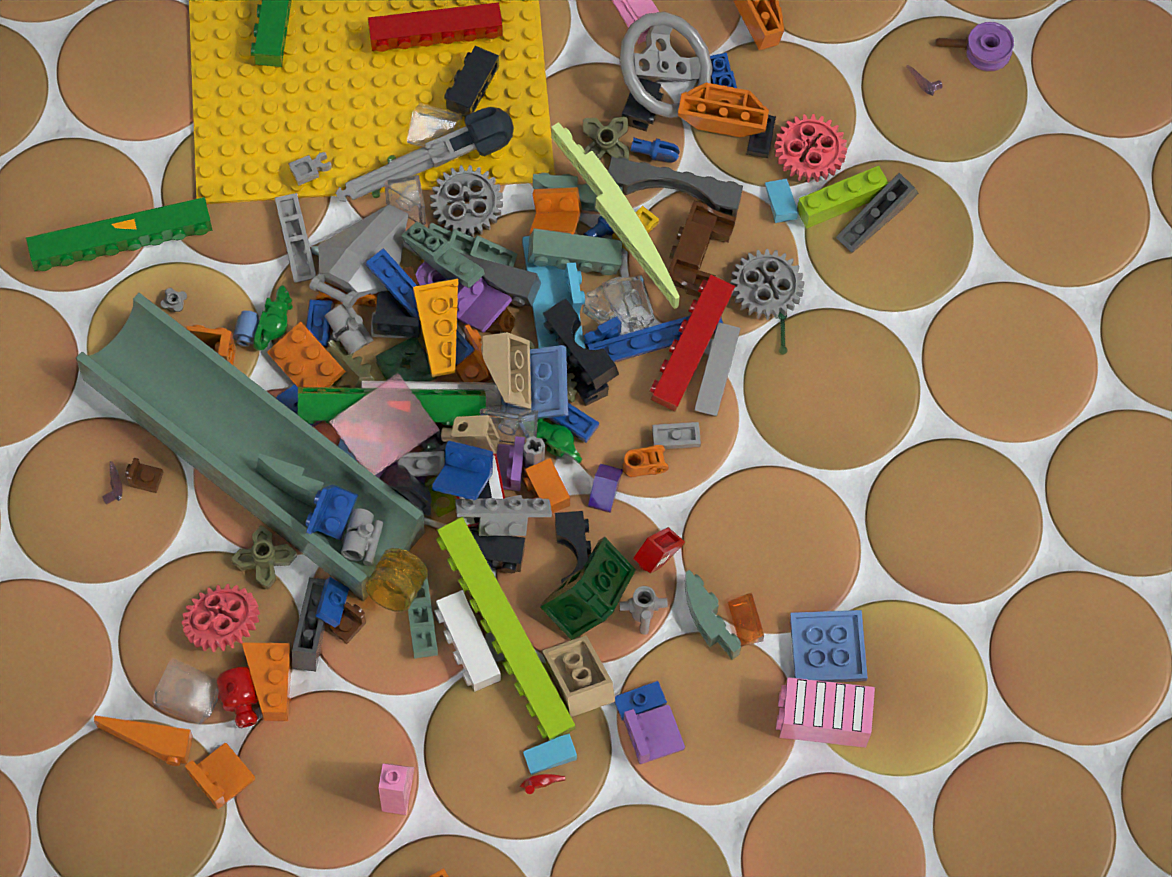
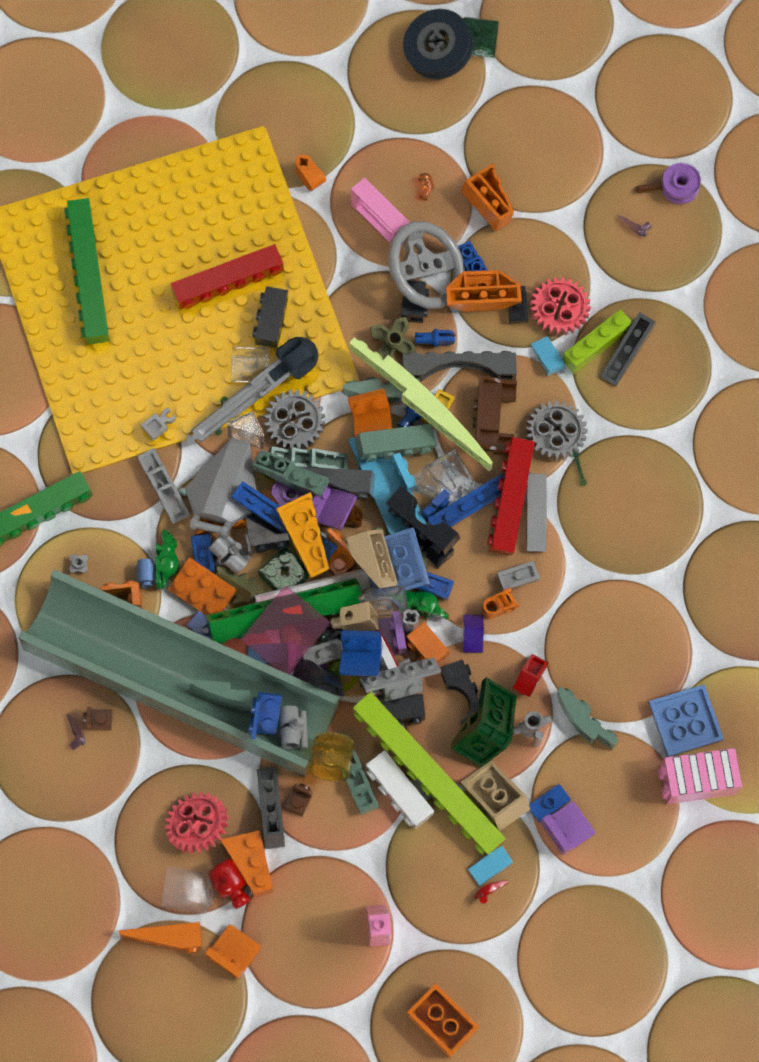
camera: 15 degrees left, 5 degrees up
(264, 557) = (226, 758): olive plant -> none
(332, 602) = (282, 786): blue plate -> none
(746, 620) = (615, 715): clear orange slope -> none

